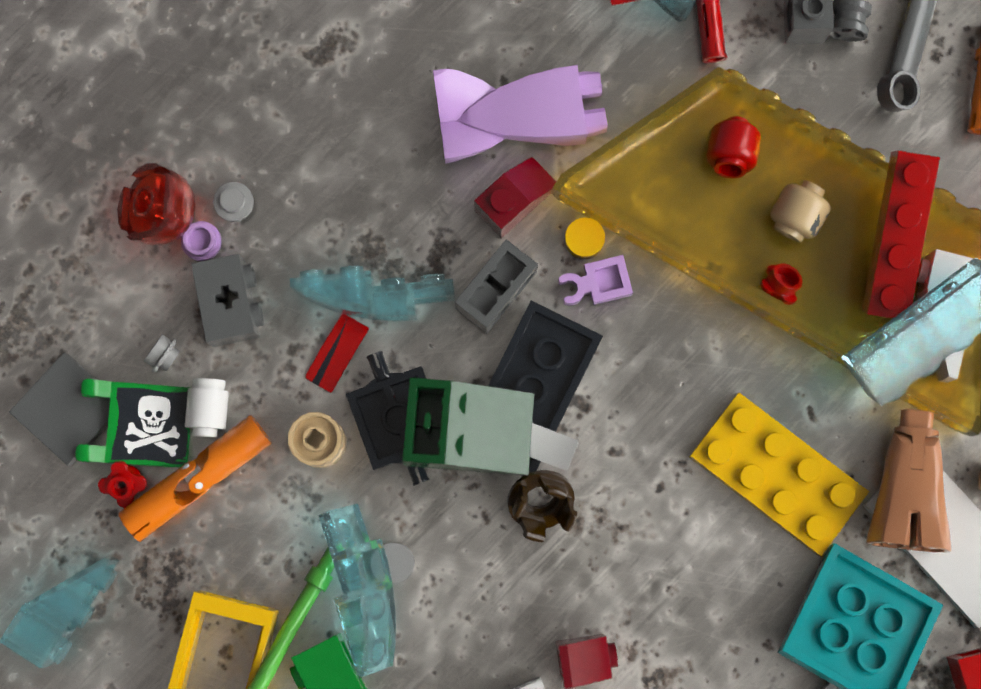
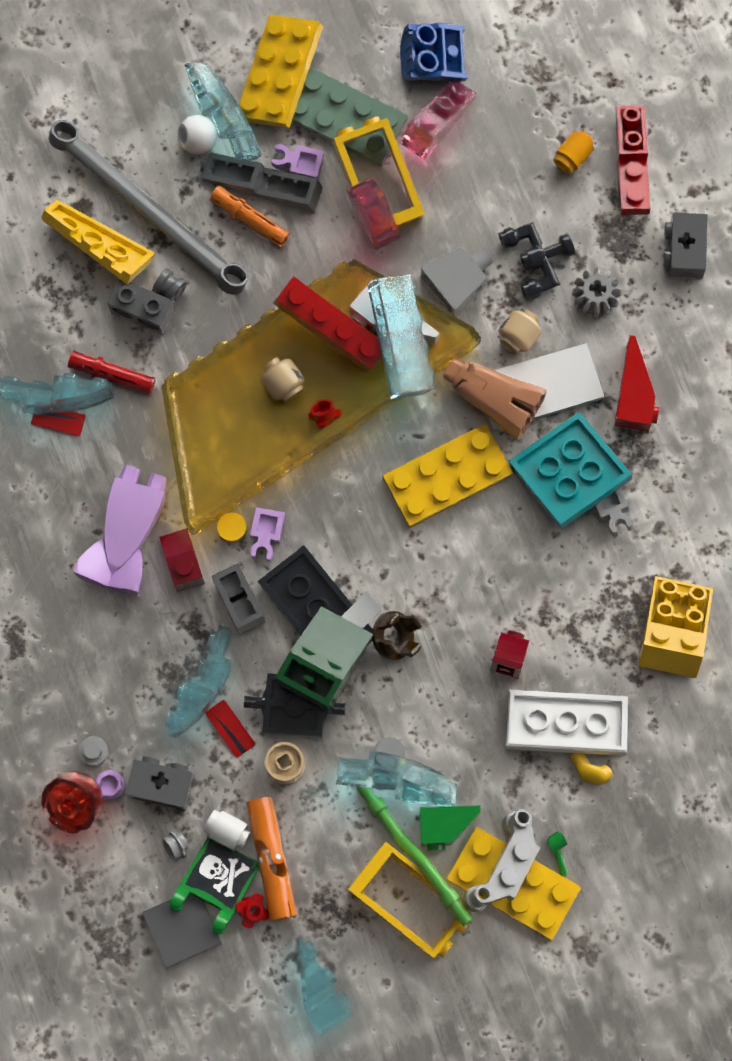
camera: 65 degrees left, 5 degrees down
(733, 147) = (219, 402): red head -> none

